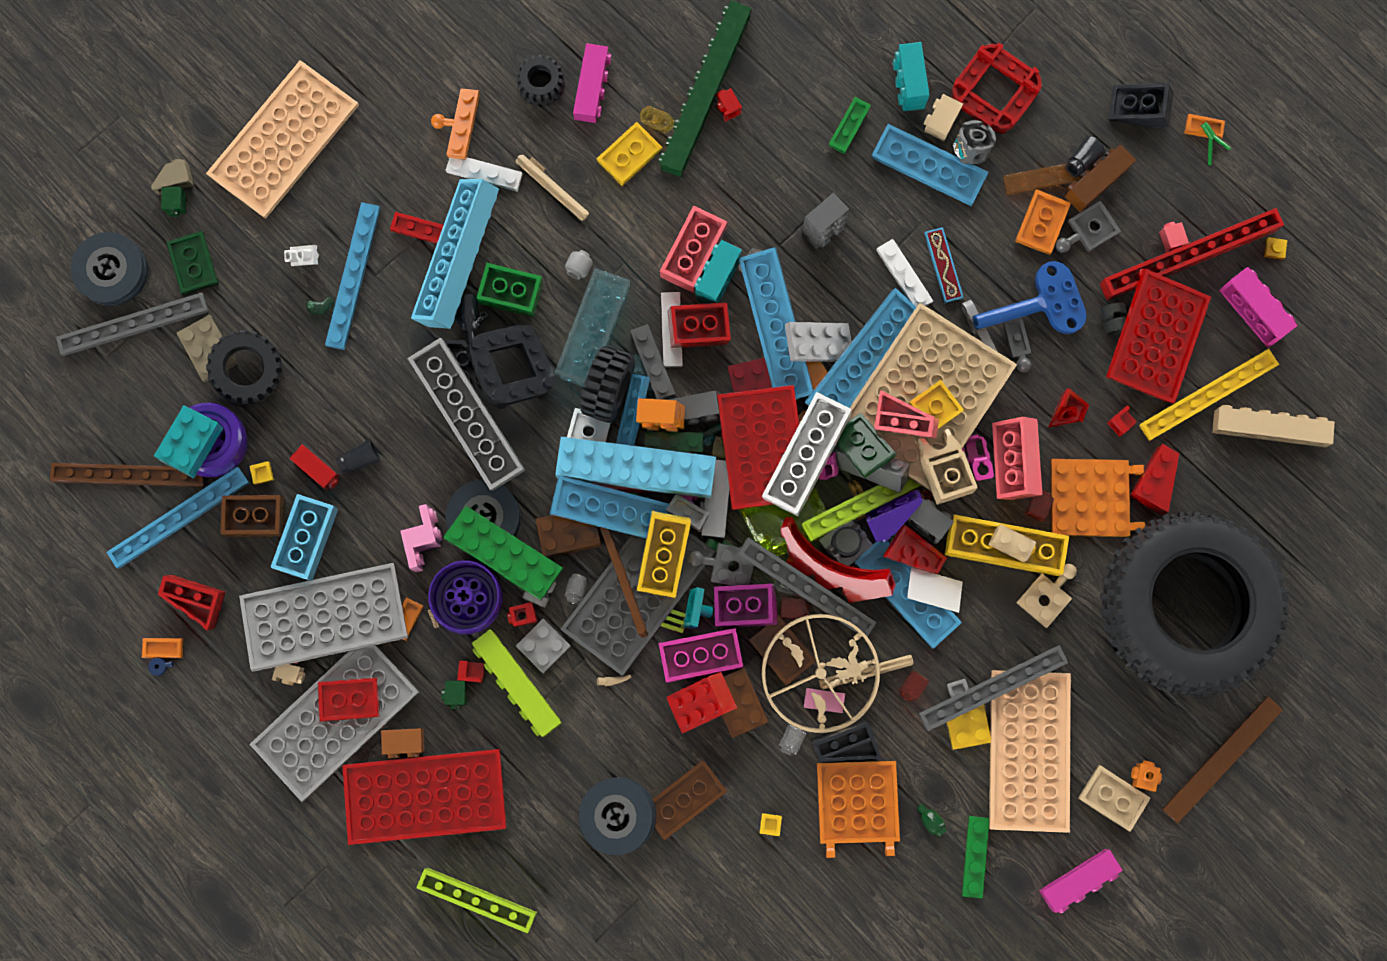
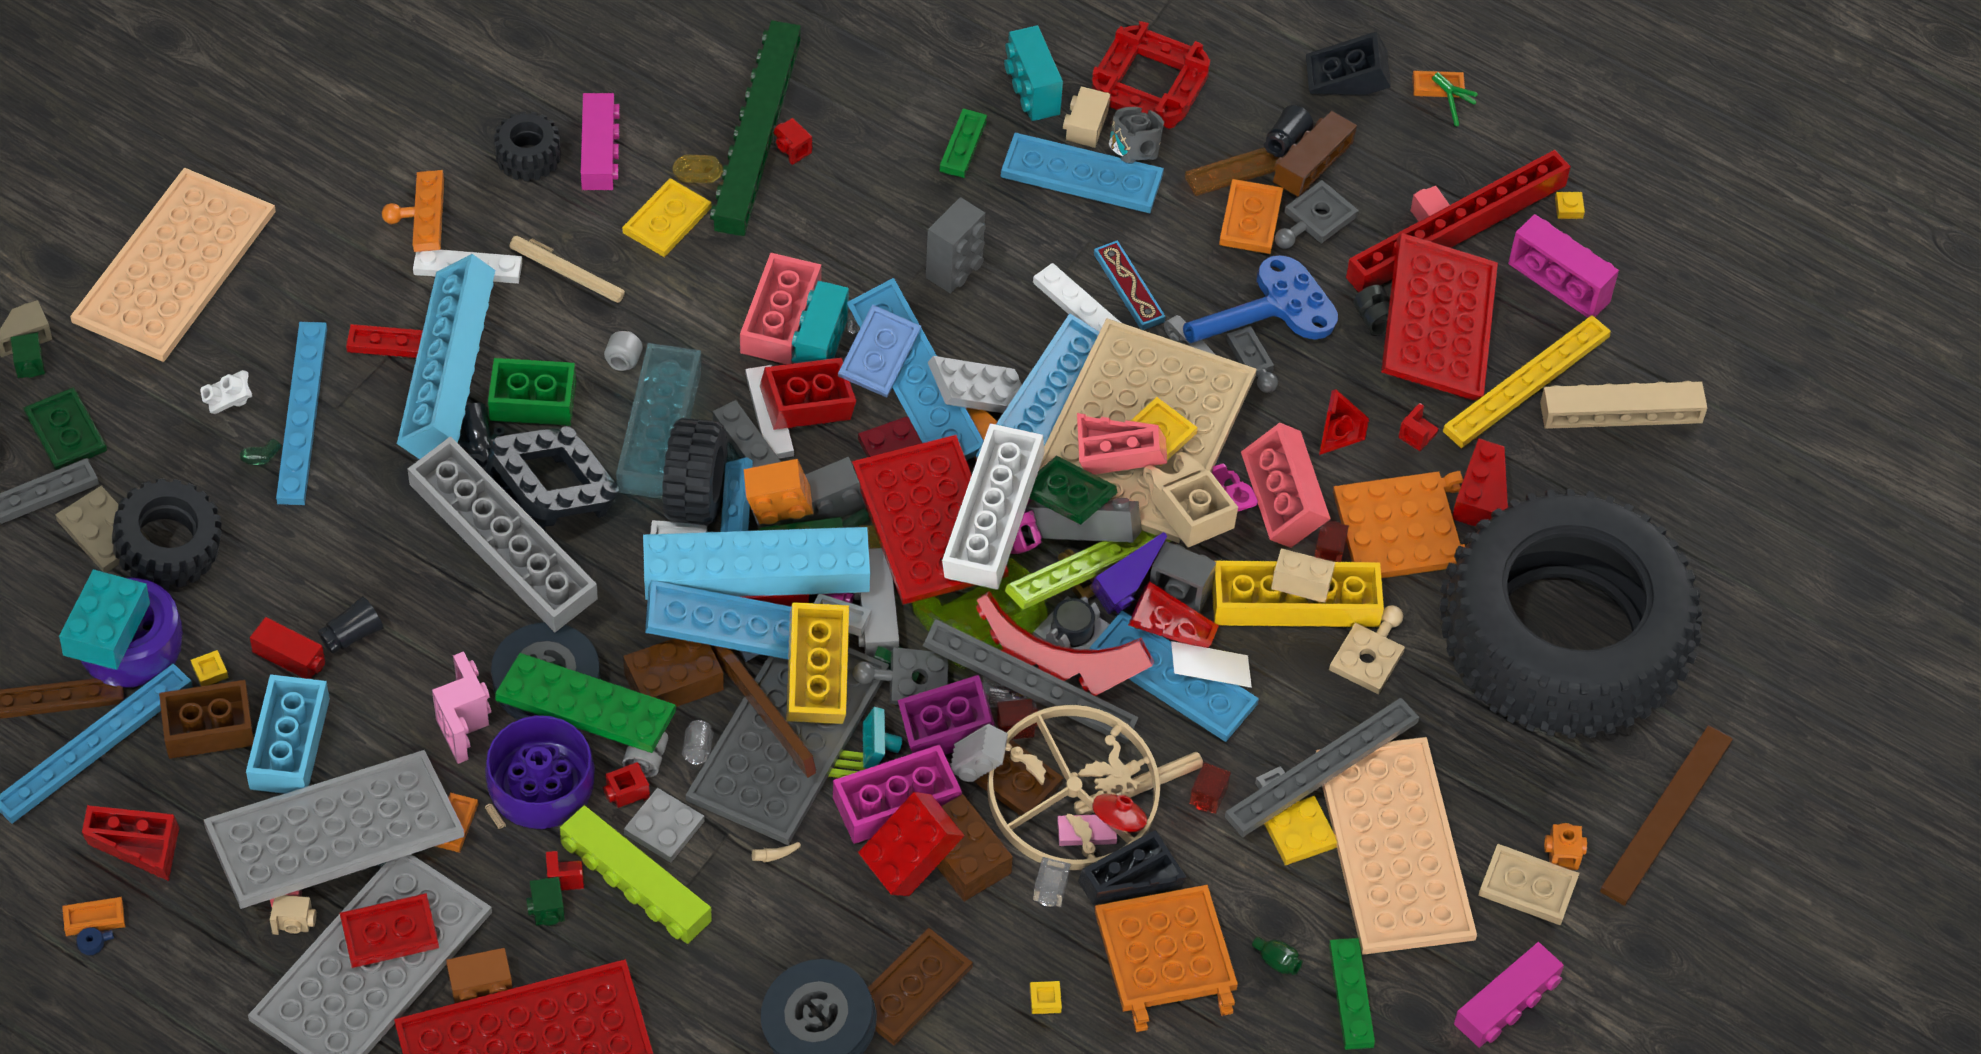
camera: 15 degrees left, 25 degrees down
(753, 305) = (879, 351): none -> medium blue tile
(759, 643) = (979, 753): none -> light grey brick
(841, 703) = (1119, 812): none -> red dish

